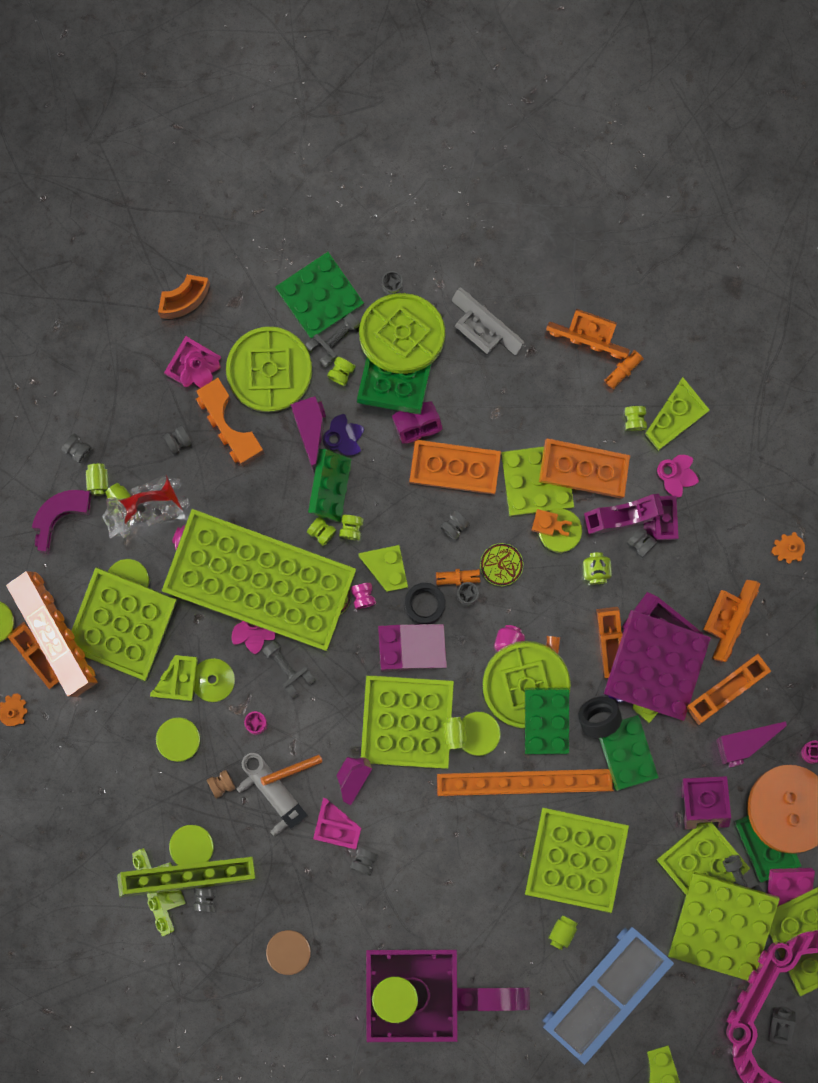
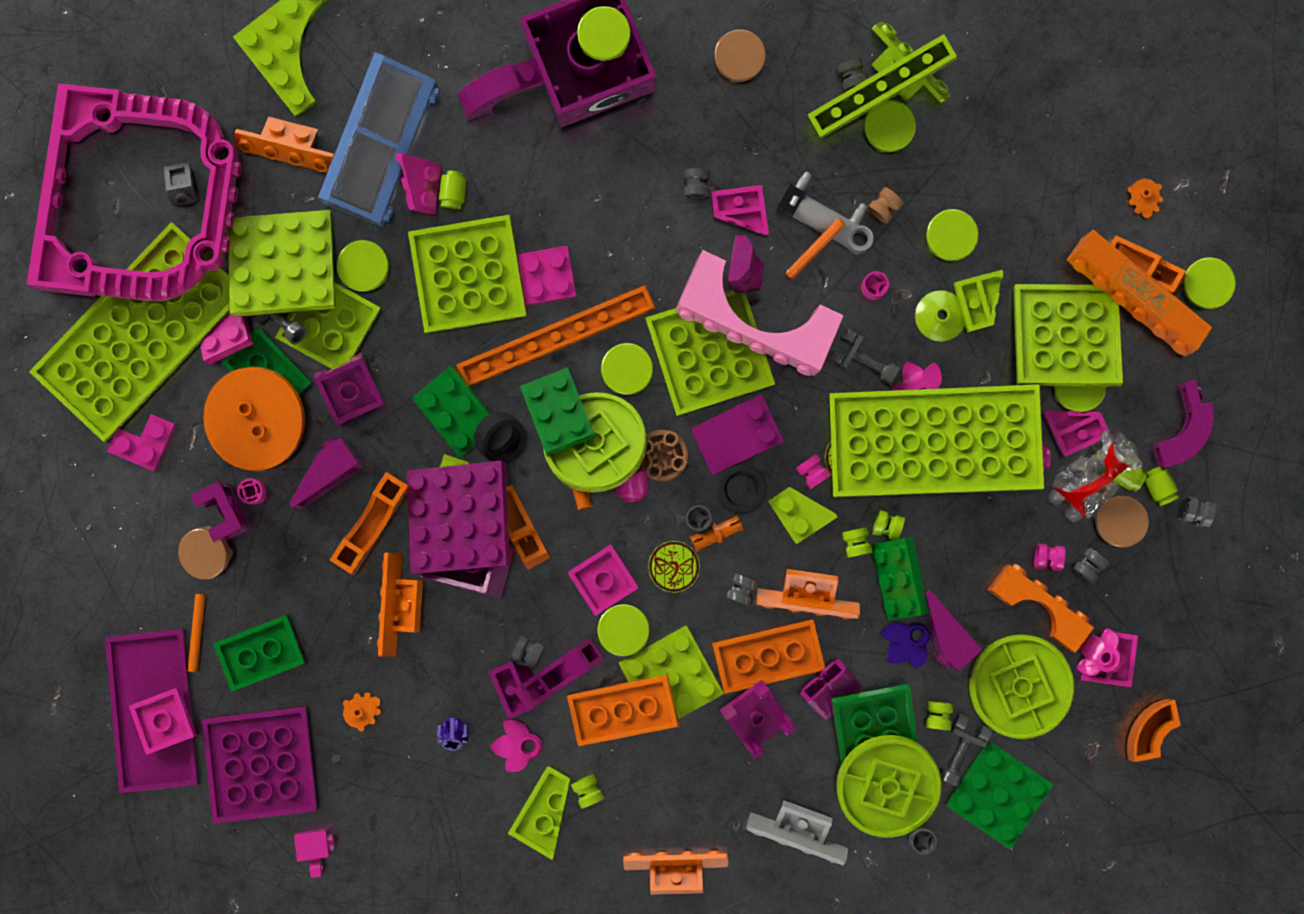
camera: 155 degrees right, 5 degrees up
(139, 464) = (1121, 521): none -> medium nougat tile
(145, 548) = (1074, 429): none -> dark pink wing
(206, 458) = (1049, 557): none -> dark pink wheel
(396, 760) = (706, 303): none -> bright pink arch
(404, 501) = (810, 594): none -> orange bracket
(455, 733) = (652, 357): lime brick -> none
(474, 654) = (665, 455): none -> medium nougat tile
(483, 423) = (757, 717): none -> magenta panel
(513, 834) = (546, 275): none -> dark pink plate
(547, 522) = (641, 631): orange plate -> none
(561, 575) = (603, 580): none -> dark pink plate
(586, 948) = (420, 183): none -> dark pink wing
(597, 568) = (566, 603): lime head -> none
(623, 369) = (622, 843): orange pin -> none
(658, 899) = (362, 266): none -> lime tile
(682, 1025) = (285, 143): none -> orange bracket
(724, 501) = (452, 734): none -> dark purple gear

